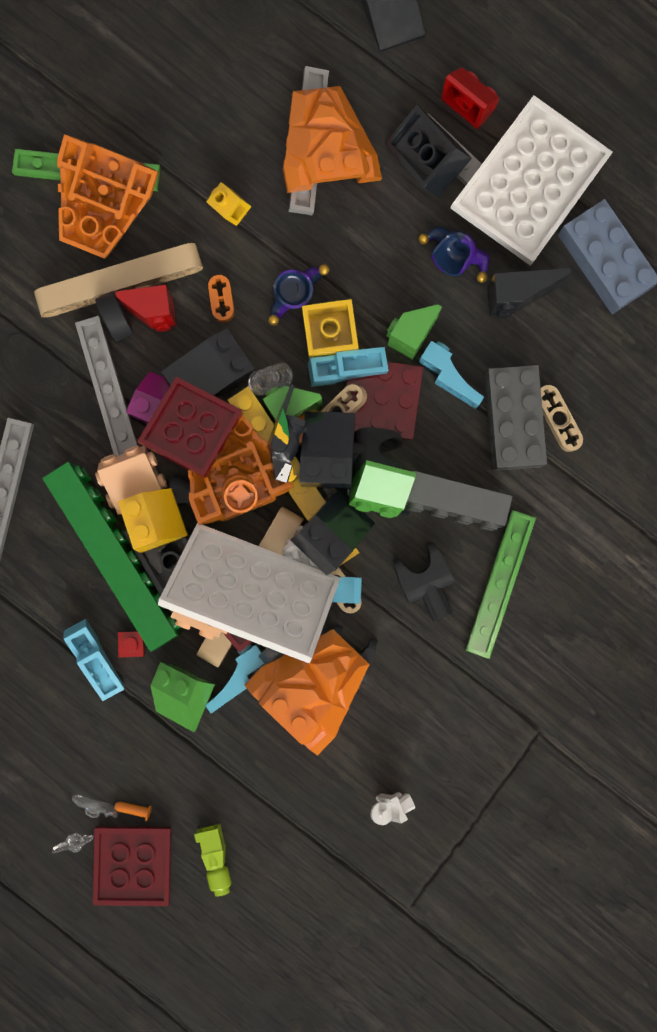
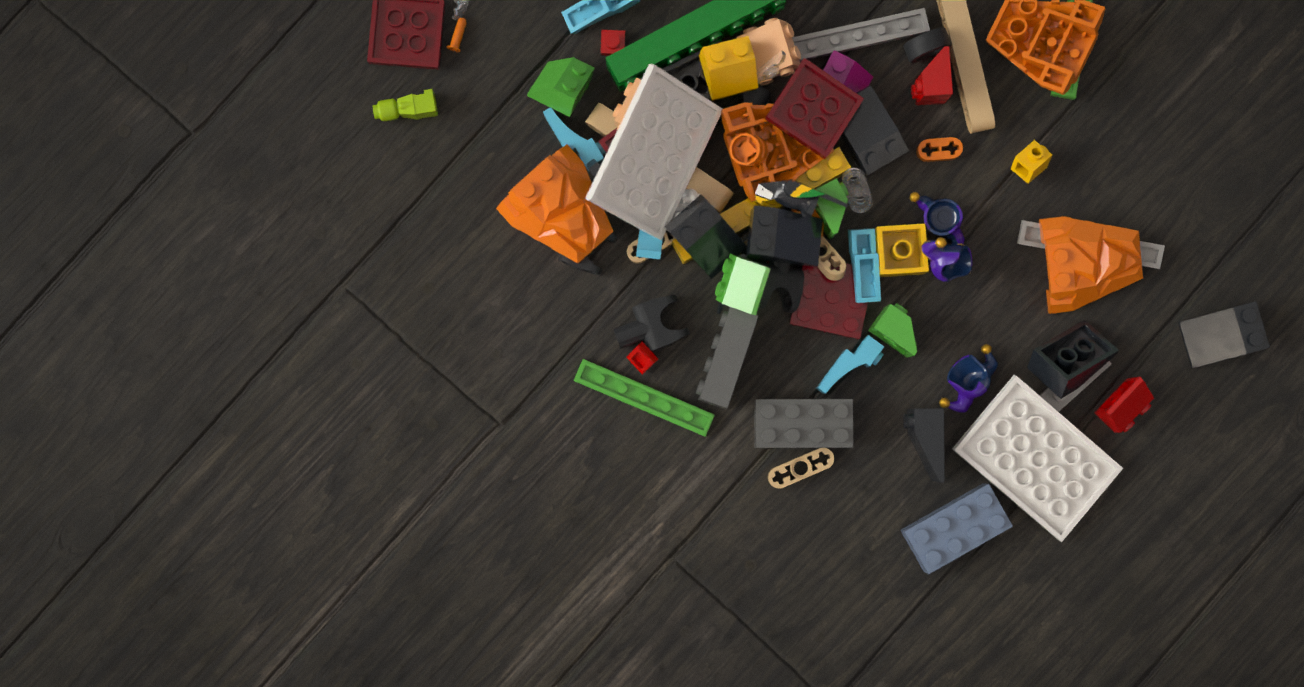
camera: 95 degrees right, 0 degrees up
(149, 475) = (771, 67): none -> clear piece
(338, 280) = (947, 260): none -> piece
(391, 808) = (440, 273): white hips -> none
(460, 589) = (642, 358): none -> red tile

